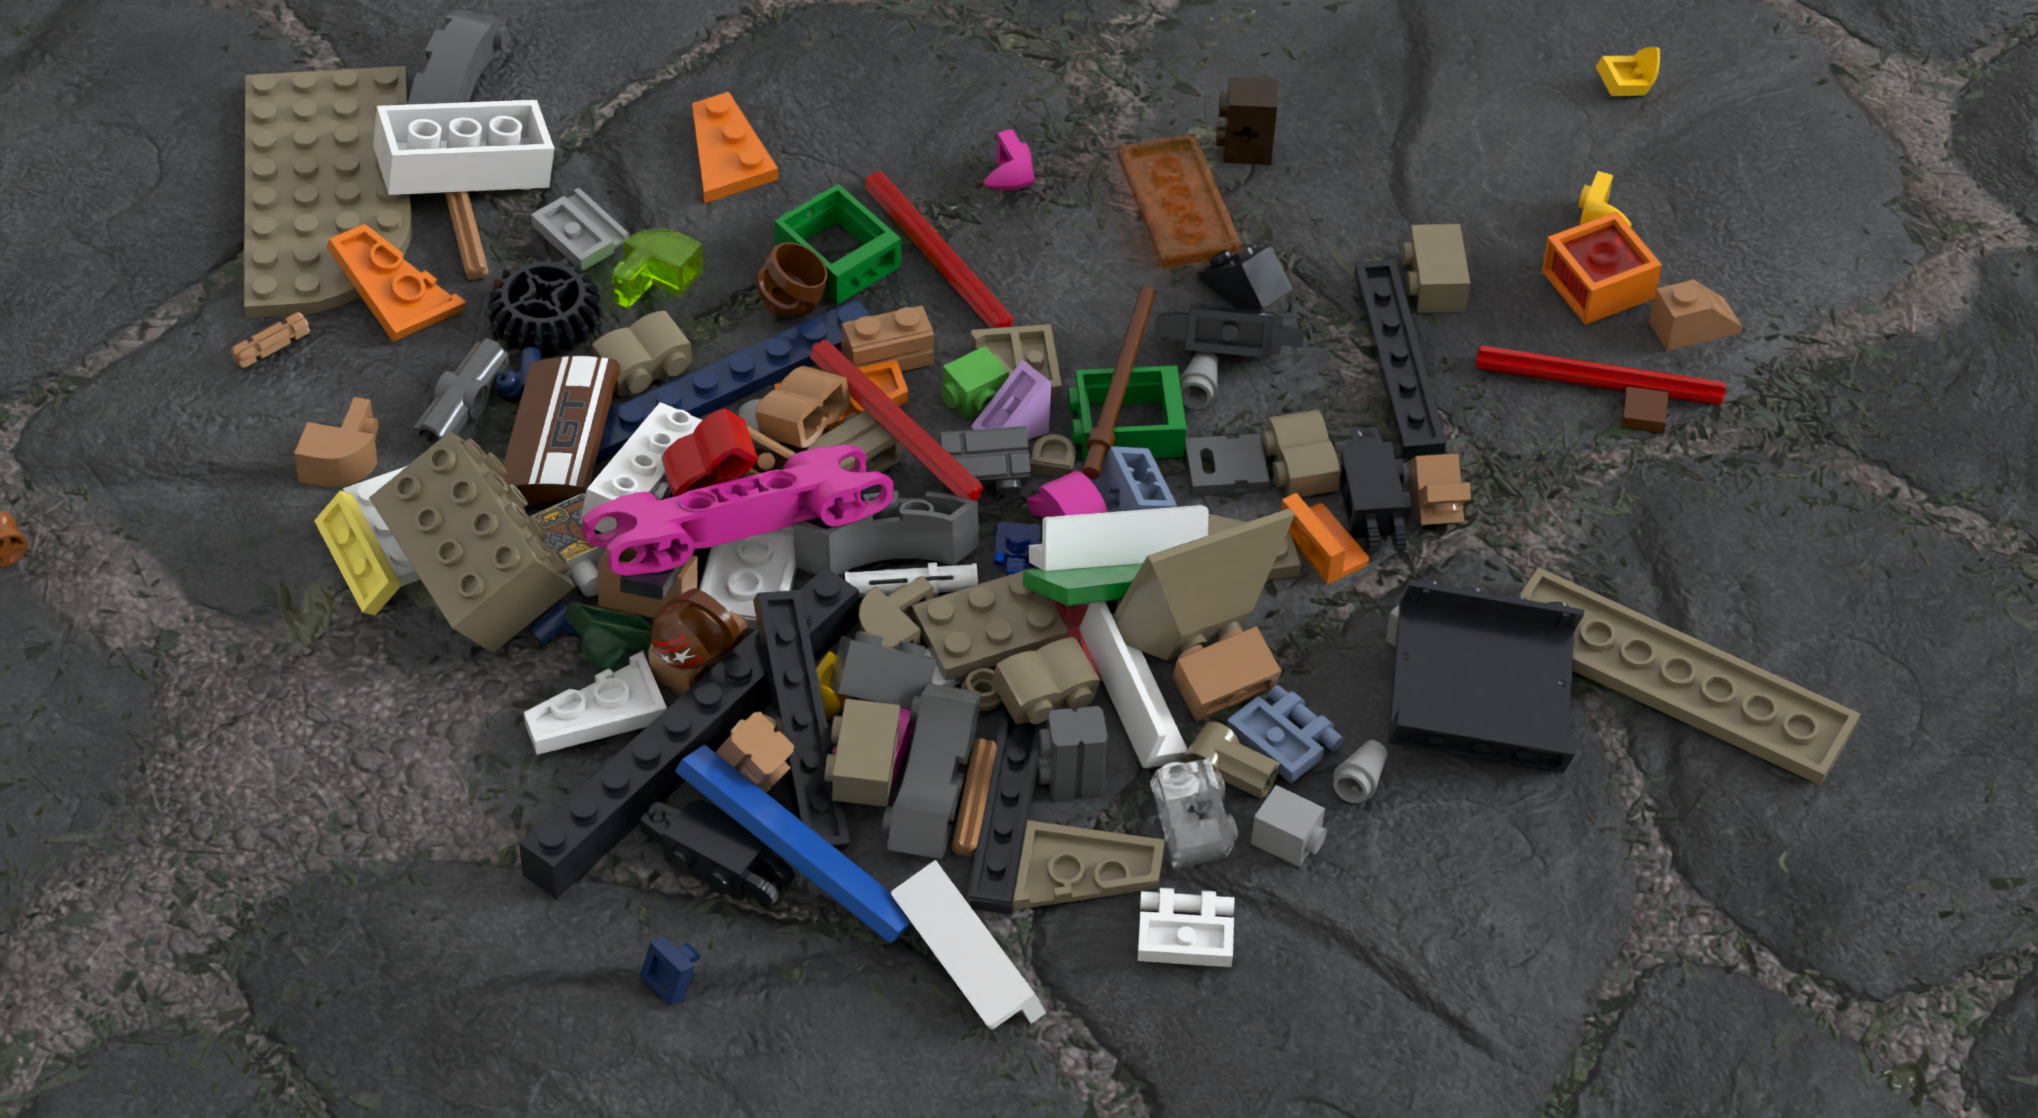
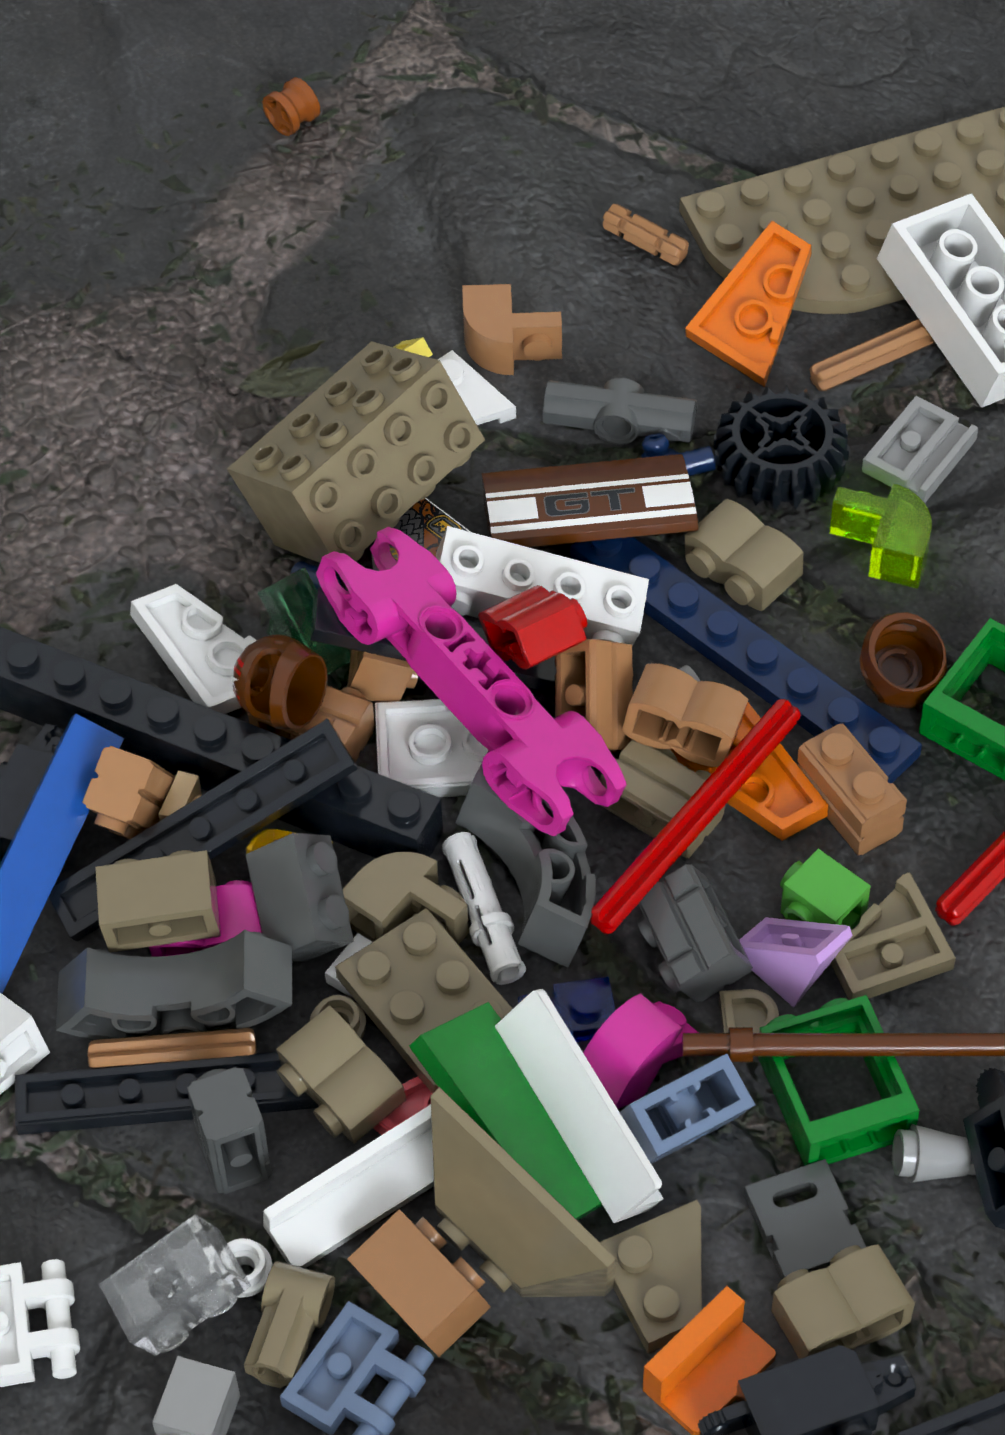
camera: 80 degrees right, 5 degrees up
(1083, 864) = (91, 1186): dark tan wing -> none

